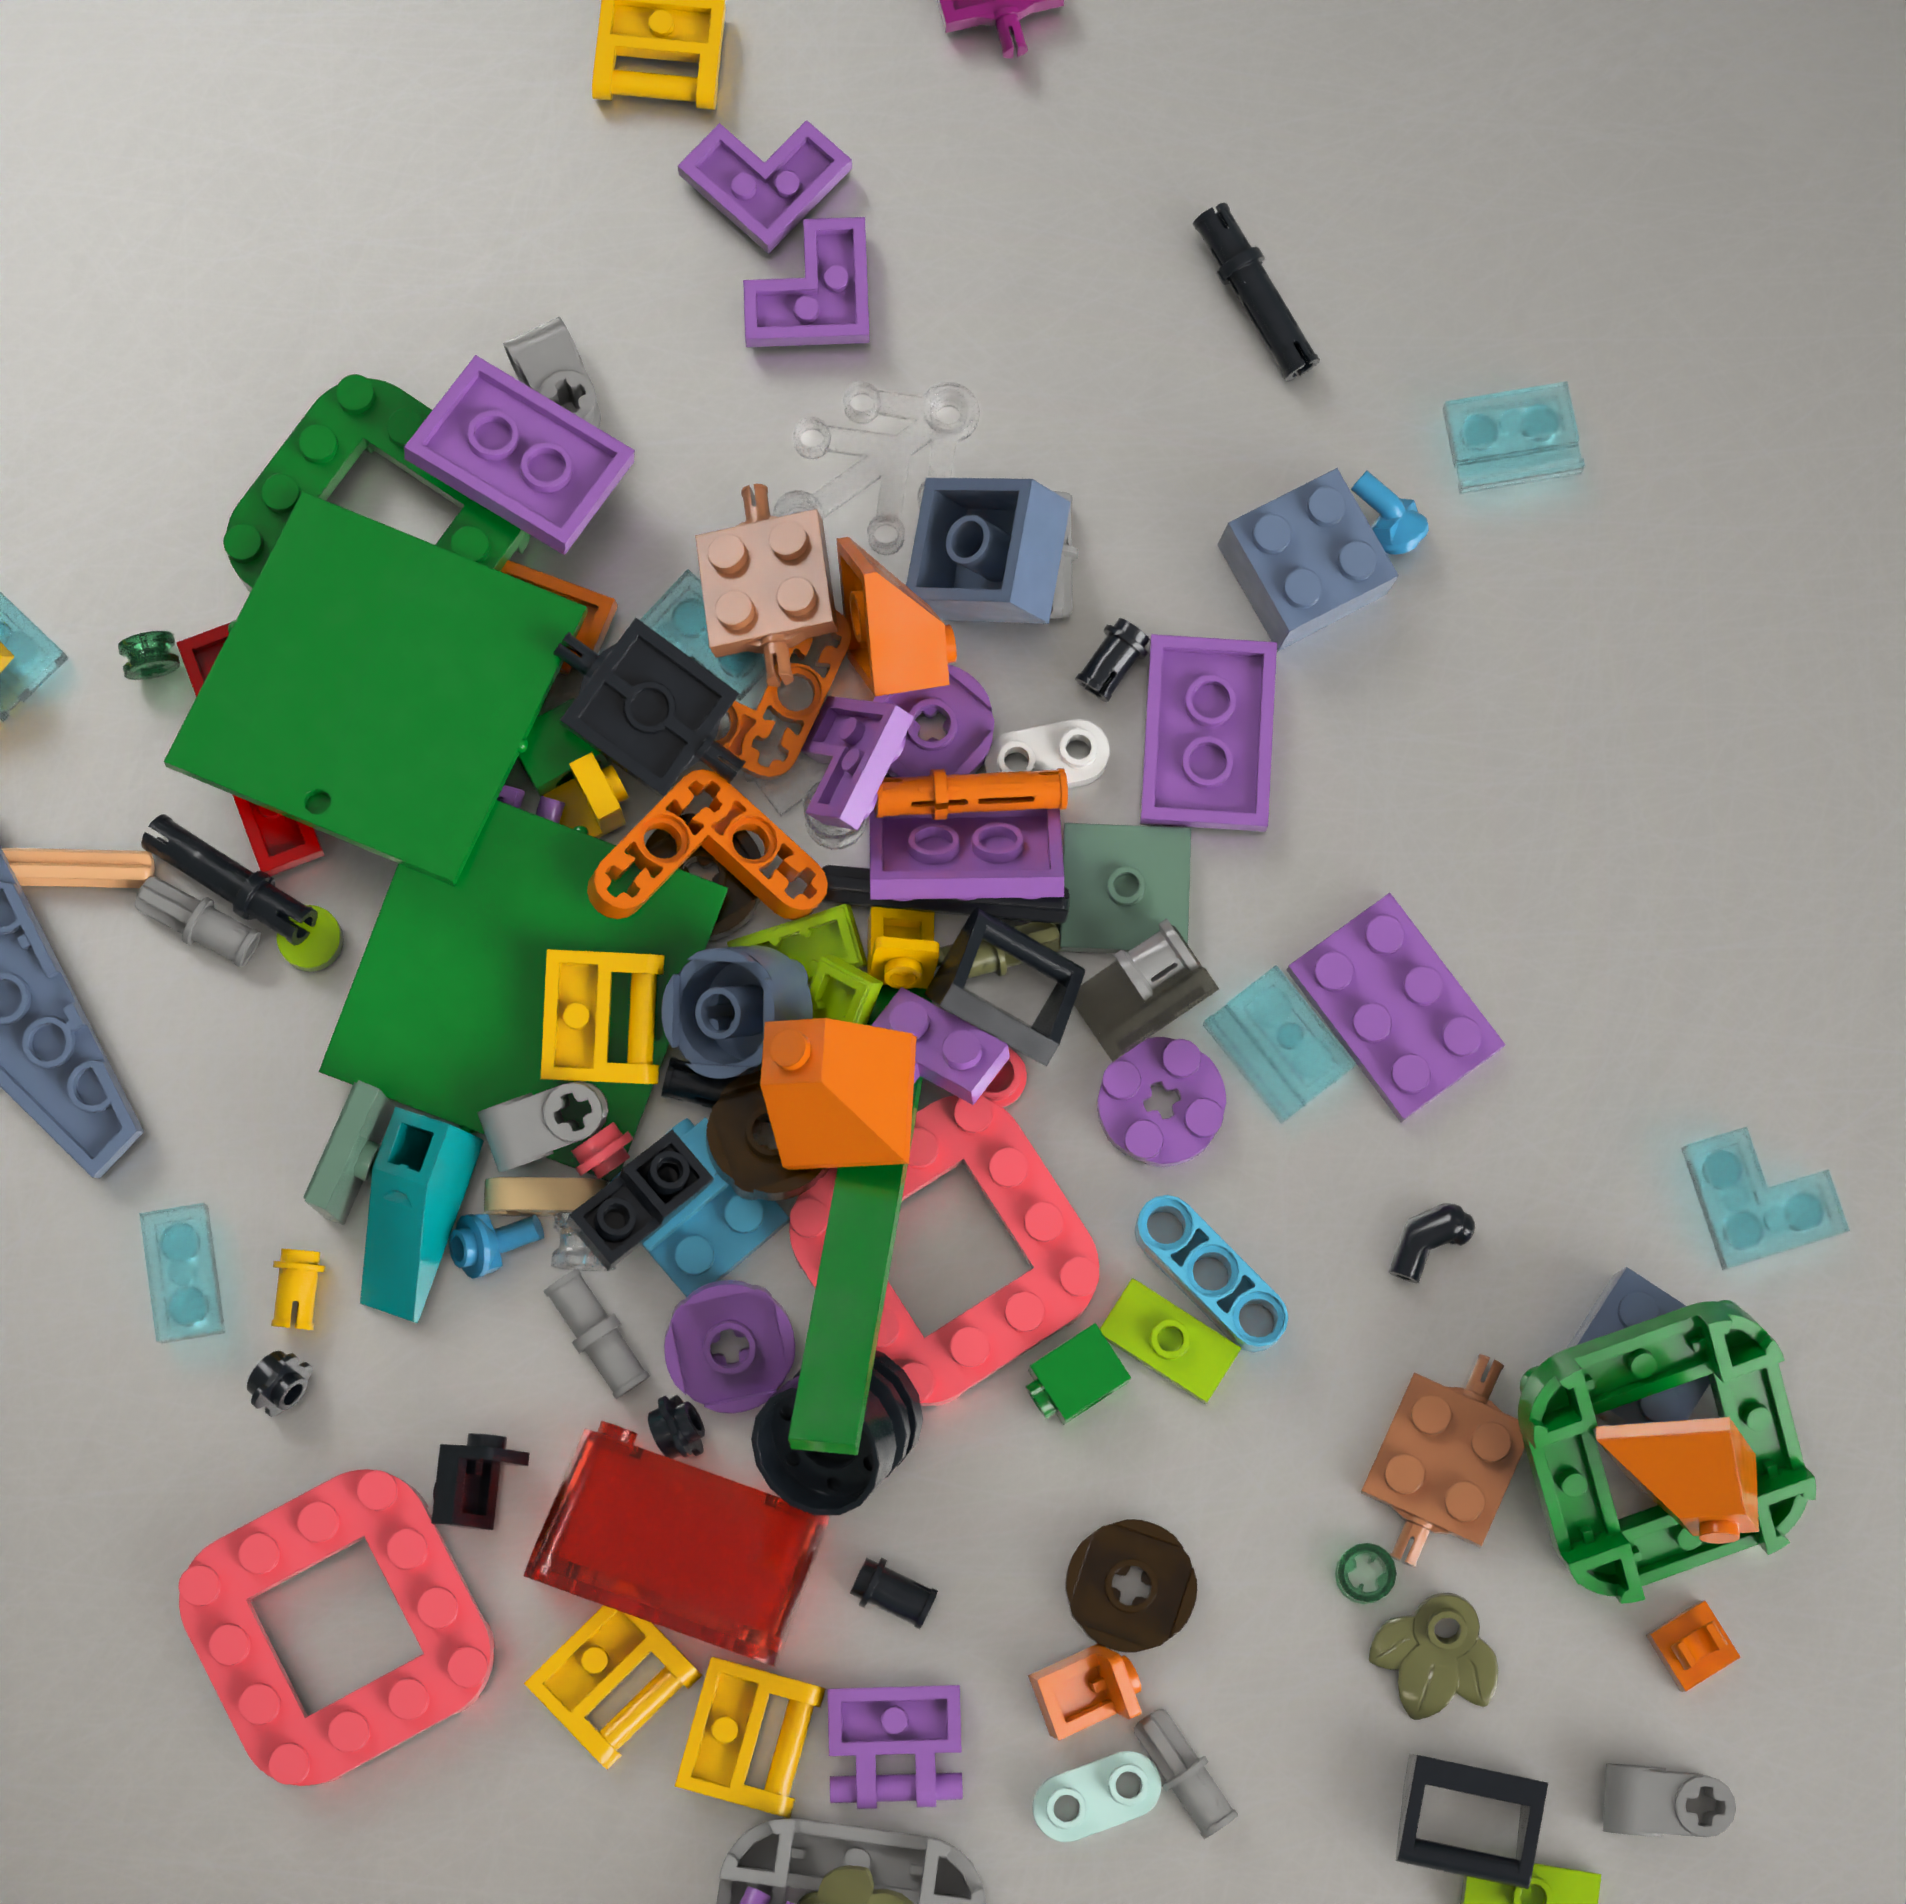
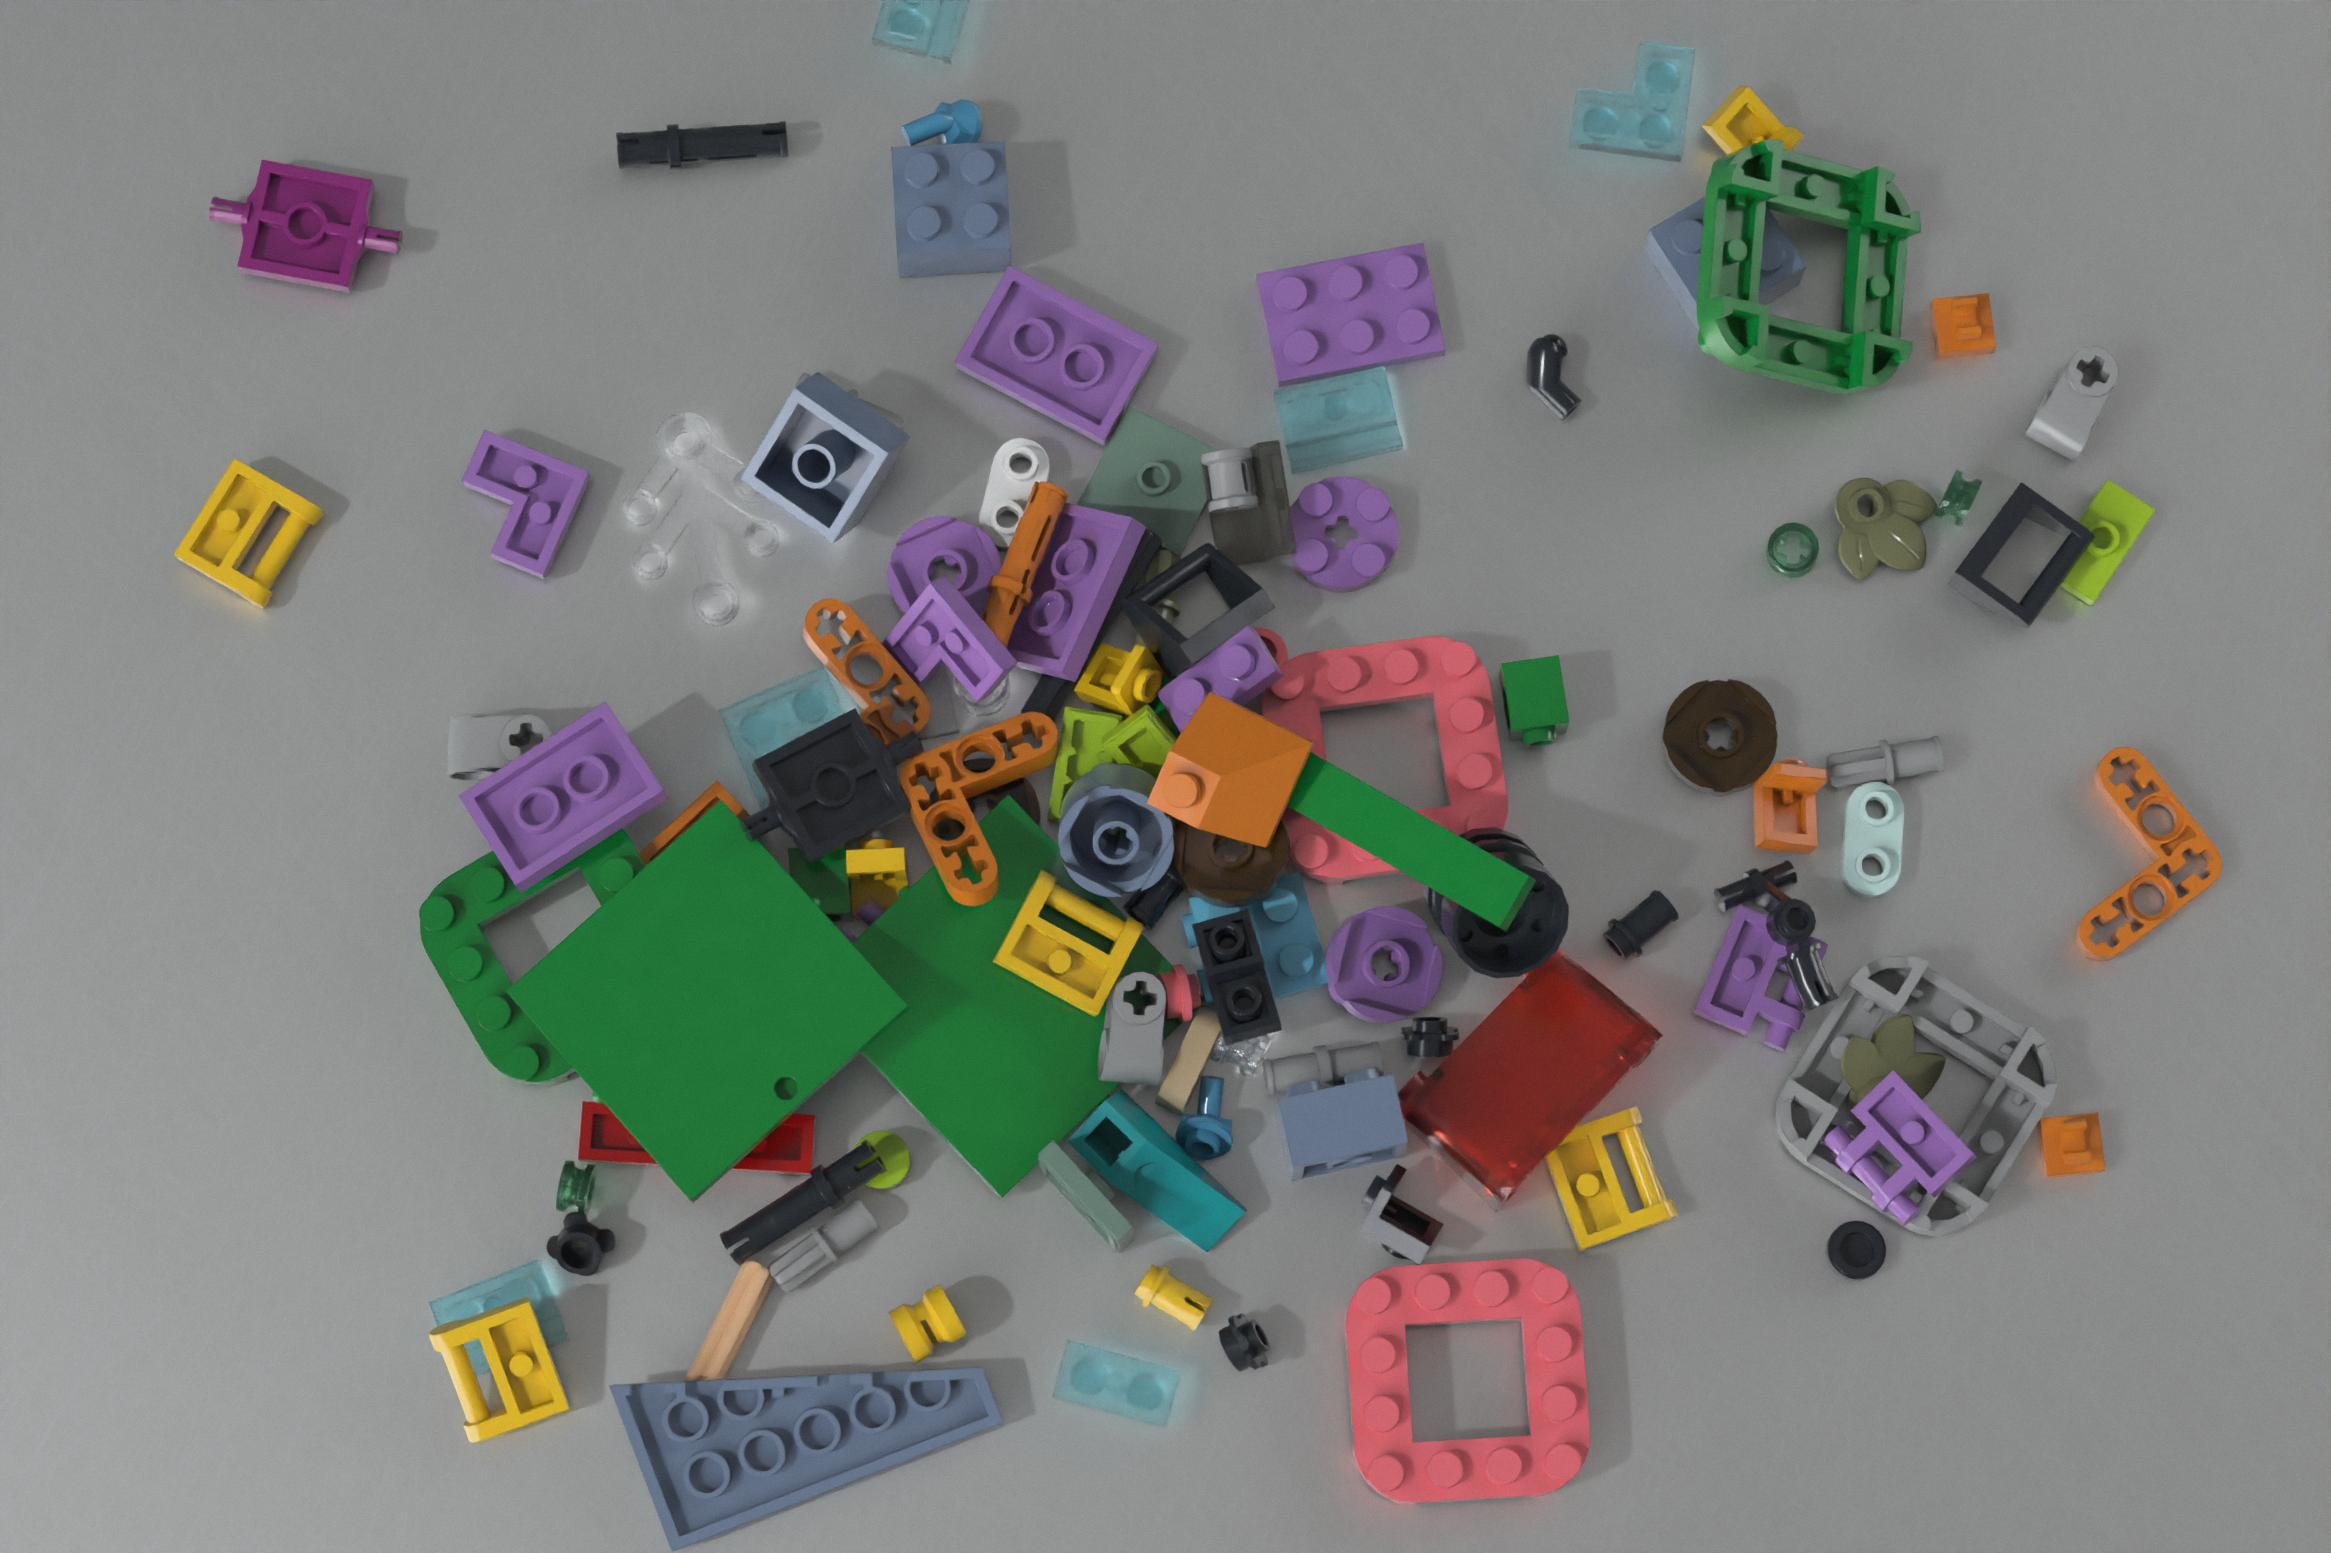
camera: 60 degrees left, 0 degrees up
(94, 685) = (575, 1258): none -> black plate
(161, 1057) = (940, 1317): none -> yellow wheel
(535, 1377) = (1341, 1124): none -> sand blue brick
(728, 1730) = (1693, 1106): yellow plate -> none
(766, 584) = (767, 648): plate -> none
(769, 195) = (421, 506): medium lavender plate -> none
(894, 633) = (860, 564): orange slope -> none
(954, 1745) = (1789, 925): none -> black pin
(1113, 659) = (958, 402): black pin -> none
(1169, 1341) = (1538, 616): lime plate -> none
(1202, 1242) = (1520, 538): medium azure beam -> none
(1446, 1460) = (1732, 445): nougat plate -> none
(1503, 1724) = (1958, 498): none -> clear green bush
(1693, 1471) = (1836, 256): orange slope -> none
(1796, 1320) = (1746, 121): none -> yellow bracket

